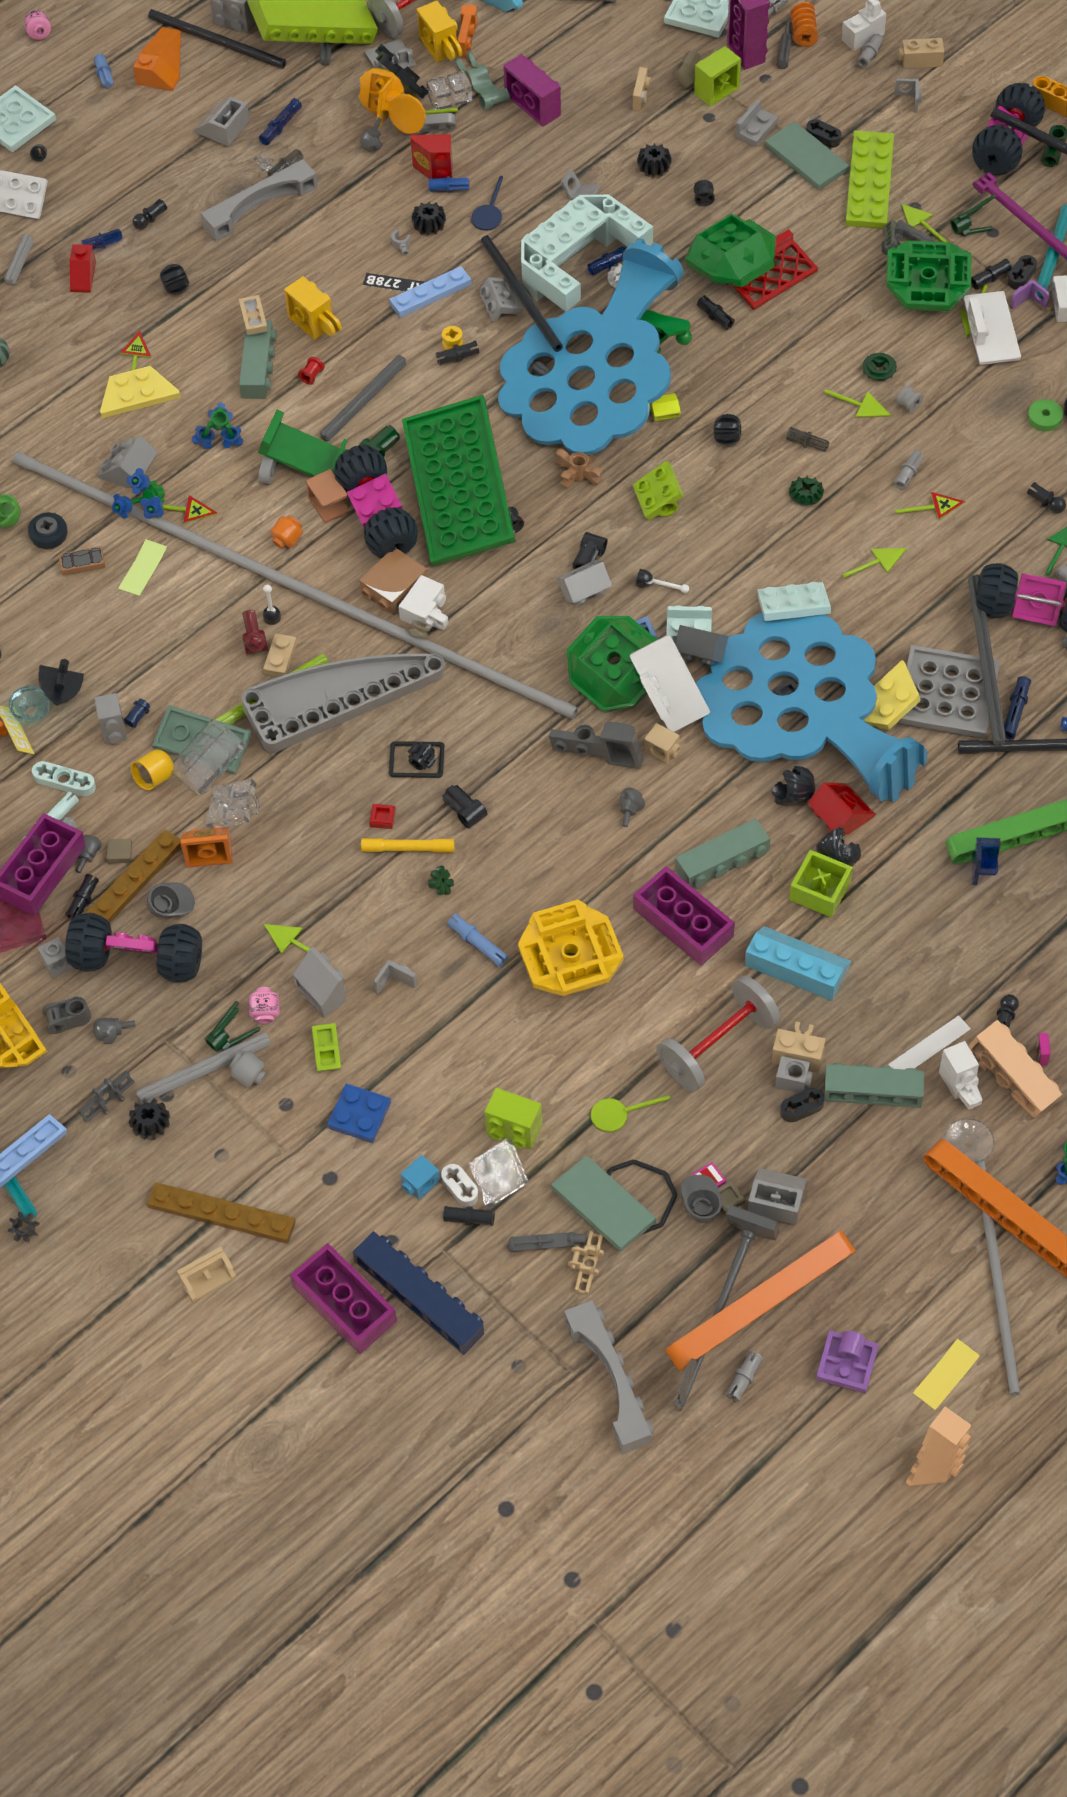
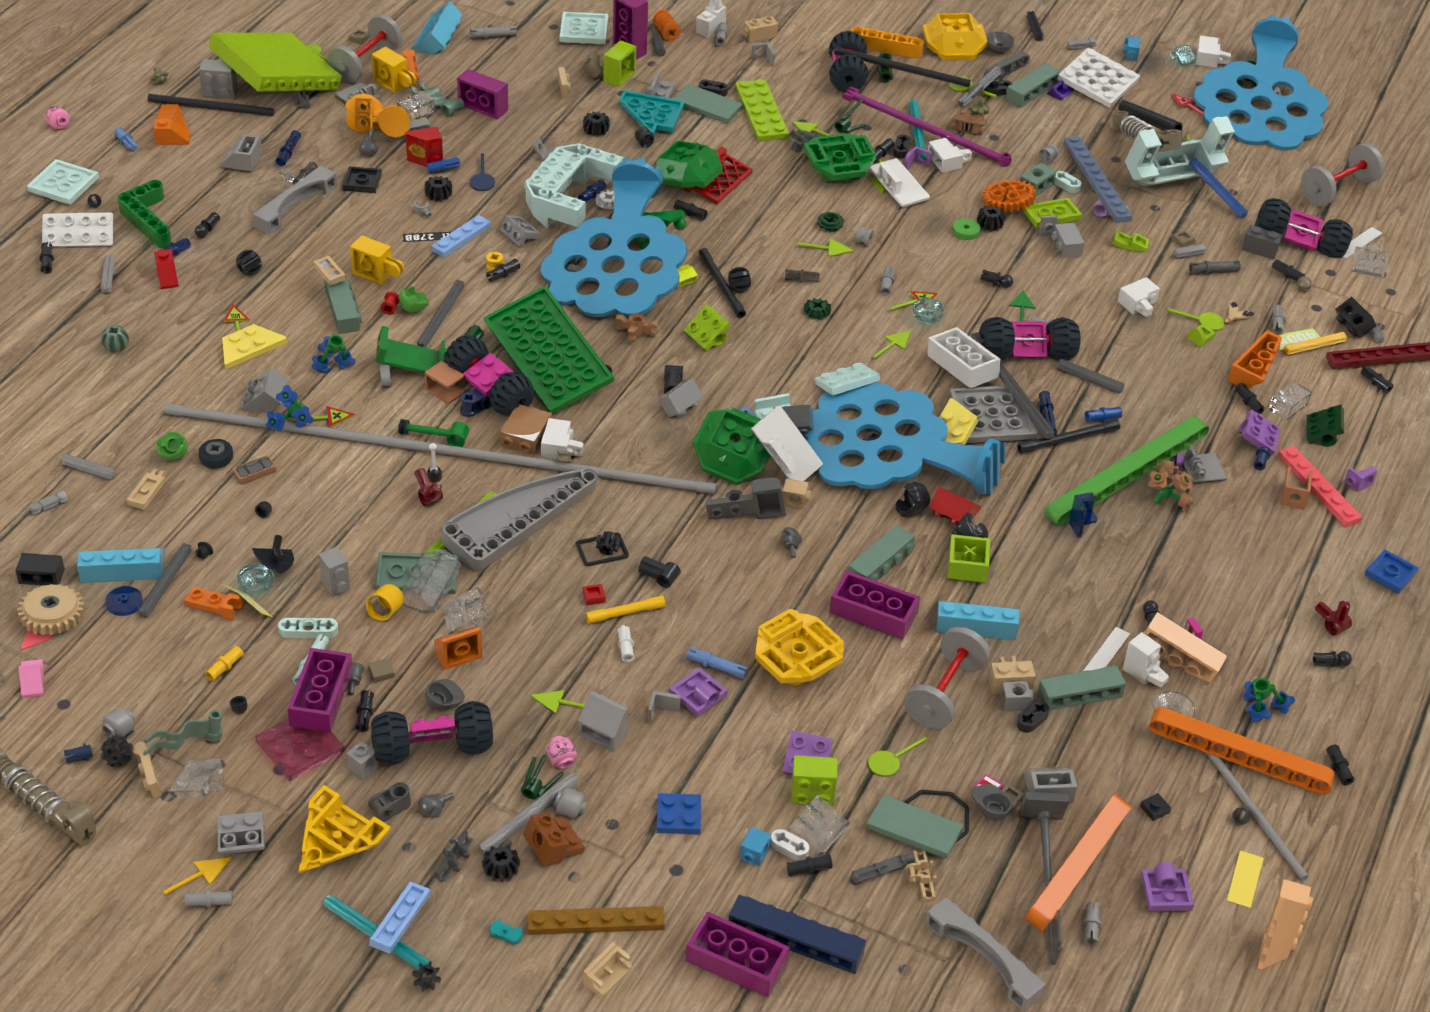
camera: 25 degrees left, 15 degrees down
(72, 615) = (263, 509): none -> black hinge
(76, 167) = (134, 206): none -> green beam
(124, 1199) = (506, 932): none -> teal piece
(136, 876) = (406, 681): pearl gold plate -> none
(140, 708) = (354, 562): dark blue pin -> none
(143, 567) = (308, 464): yellowish green sticker -> none
(213, 1106) = (552, 838): none -> dark orange brick
(280, 655) = (454, 500): tan piece -> none
(286, 532) = (421, 413): orange head -> none
(313, 569) = (455, 435): none -> green piece
(326, 1047) = (627, 771): lime slope -> none
(336, 373) = (413, 301): none -> bright green hair
(348, 184) = (362, 179): none -> black tile
(351, 528) = (473, 403): none -> dark blue piece
(389, 889) = (626, 644): none -> white axle
(406, 75) = (363, 88): black piece -> none
(440, 881) = (665, 627): dark green plant -> none
(442, 971) = (699, 691): none -> medium lavender plate
(522, 294) = (538, 221): black piece -> none
(526, 1078) = (805, 745): none -> medium lavender plate
(645, 579) = (725, 388): hinge -> none
(710, 467) = (735, 304): none -> black piece
(732, 155) = (652, 111): none -> teal wing
(887, 1257) = (1155, 807): none -> black plate
(937, 520) = (928, 307): none -> clear light blue piece
(944, 607) = (963, 357): none -> white brick
(976, 1293) = (1237, 813): none -> black hinge

